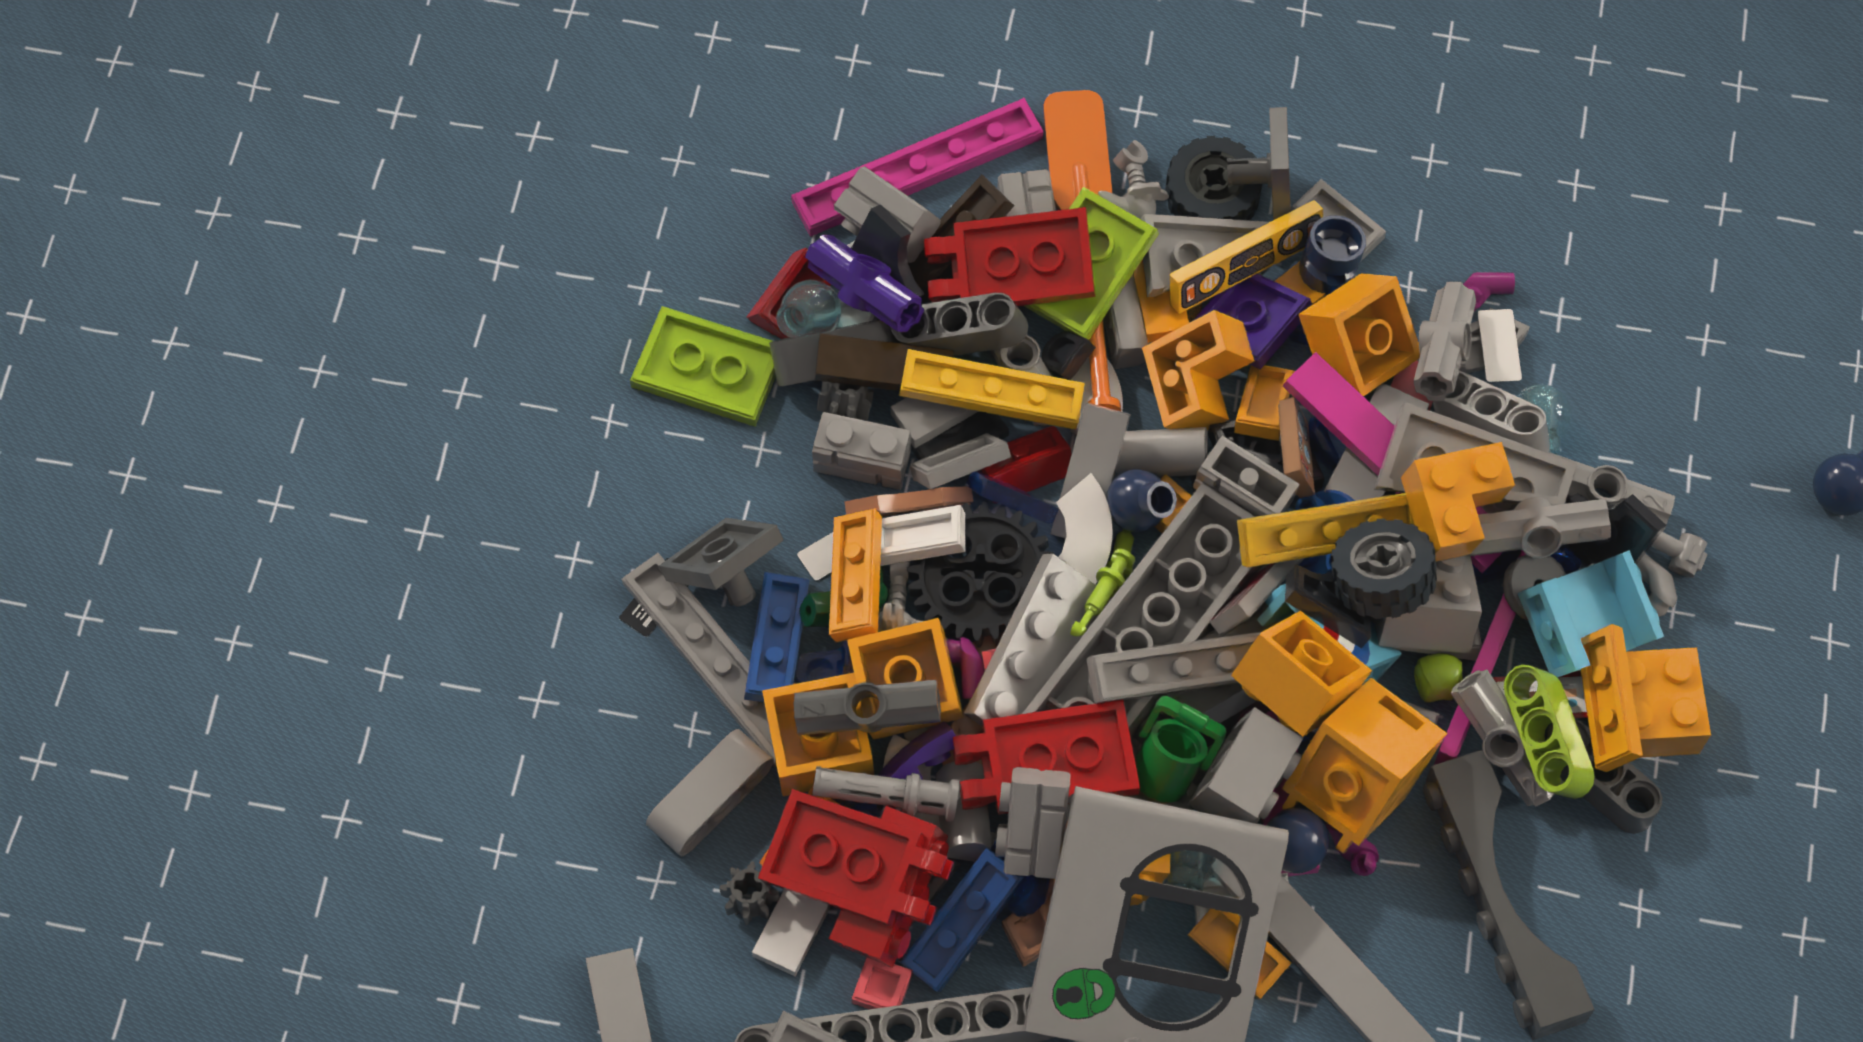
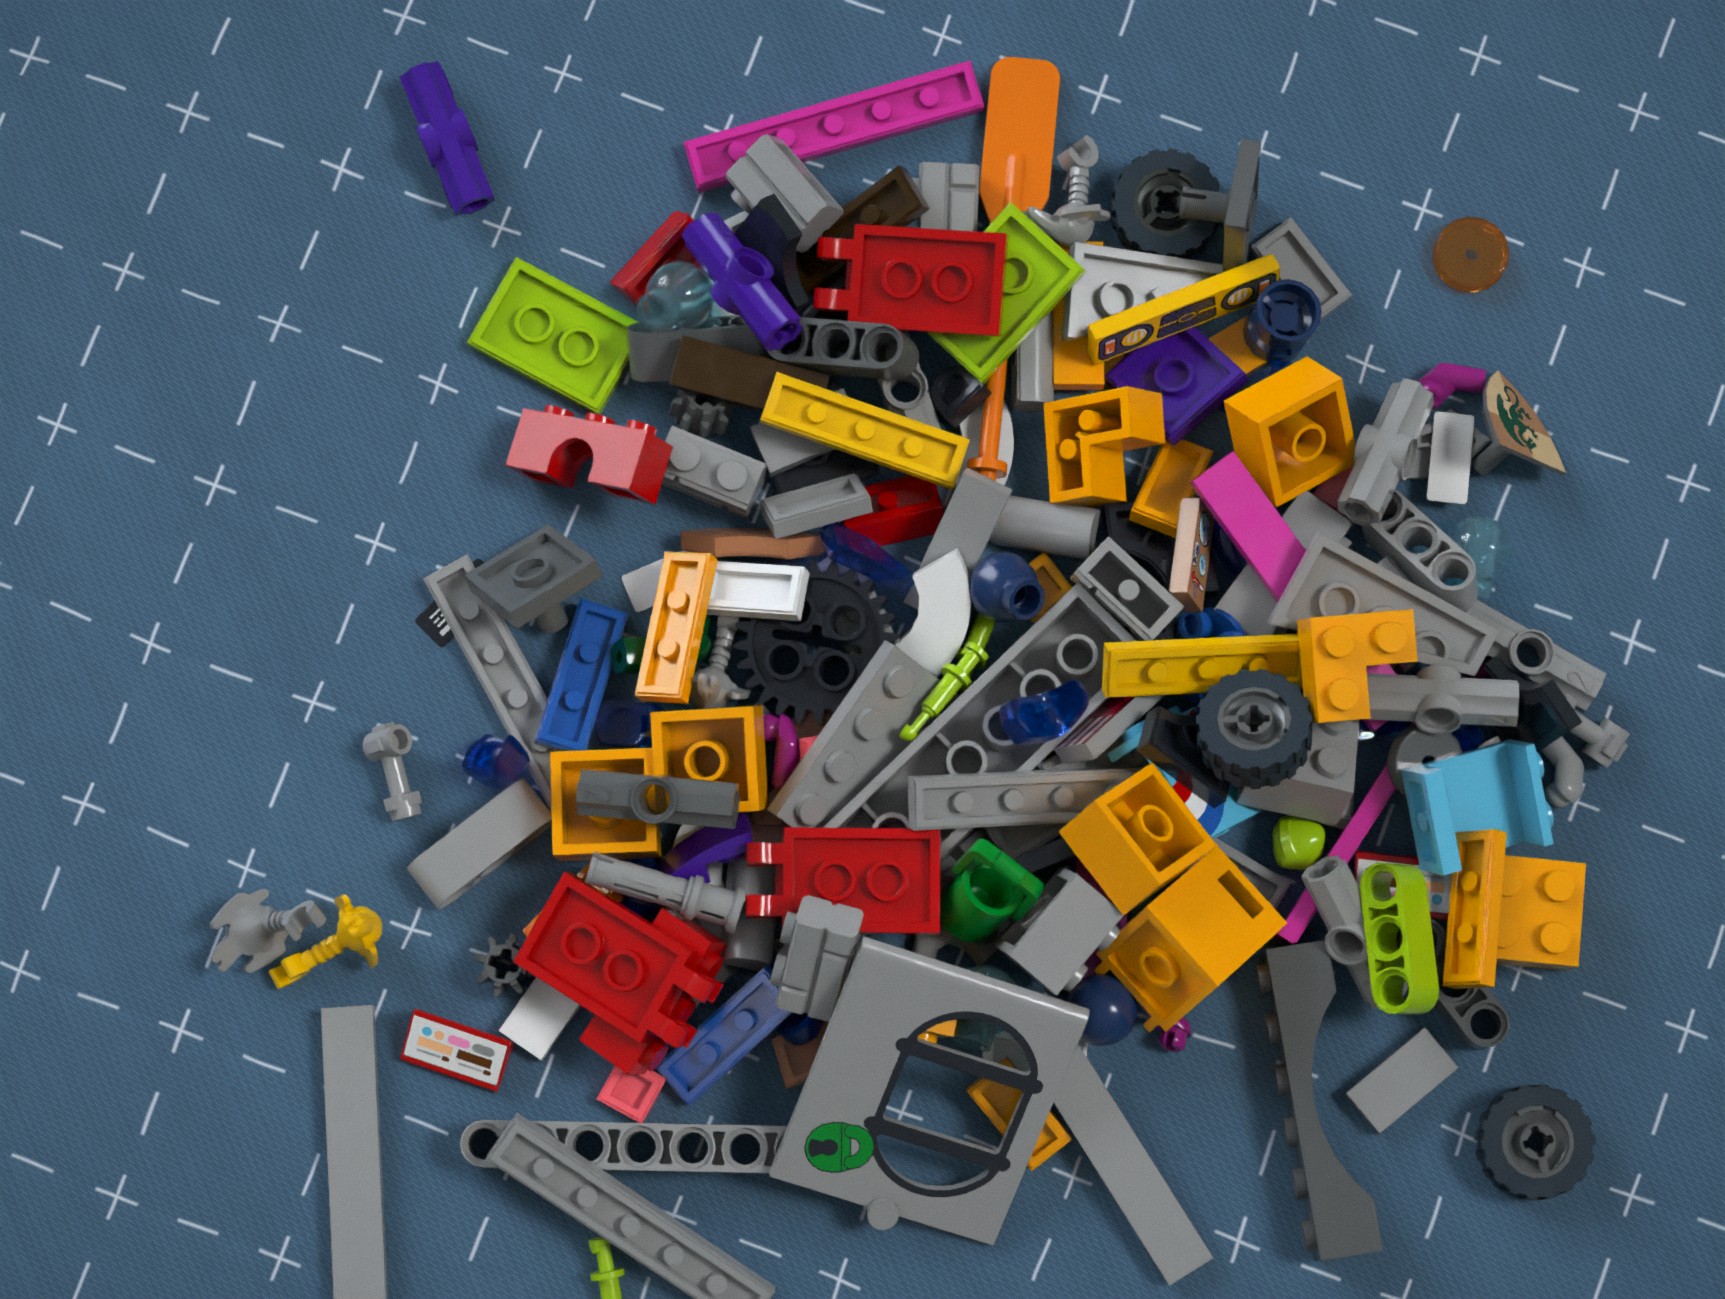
camera: 10 degrees right, 15 degrees up
(513, 896) = (259, 929): none -> light grey piece
(587, 220) = (447, 138): none -> dark purple piece
(609, 882) = (356, 930): none -> yellow piece
(610, 723) = (387, 745): none -> light grey bar
(713, 718) = (495, 761): none -> clear blue hair
(716, 975) = (456, 1050): none -> slope
(786, 438) = (555, 444): none -> arch
(1197, 591) = (1044, 715): none -> clear blue hair
(1474, 202) = (1474, 235): none -> clear orange piece
(1543, 314) = (1513, 429): none -> shield
(1574, 868) = (1401, 1080): none -> light grey tile
(1697, 924) = (1564, 1135): none -> black wheel

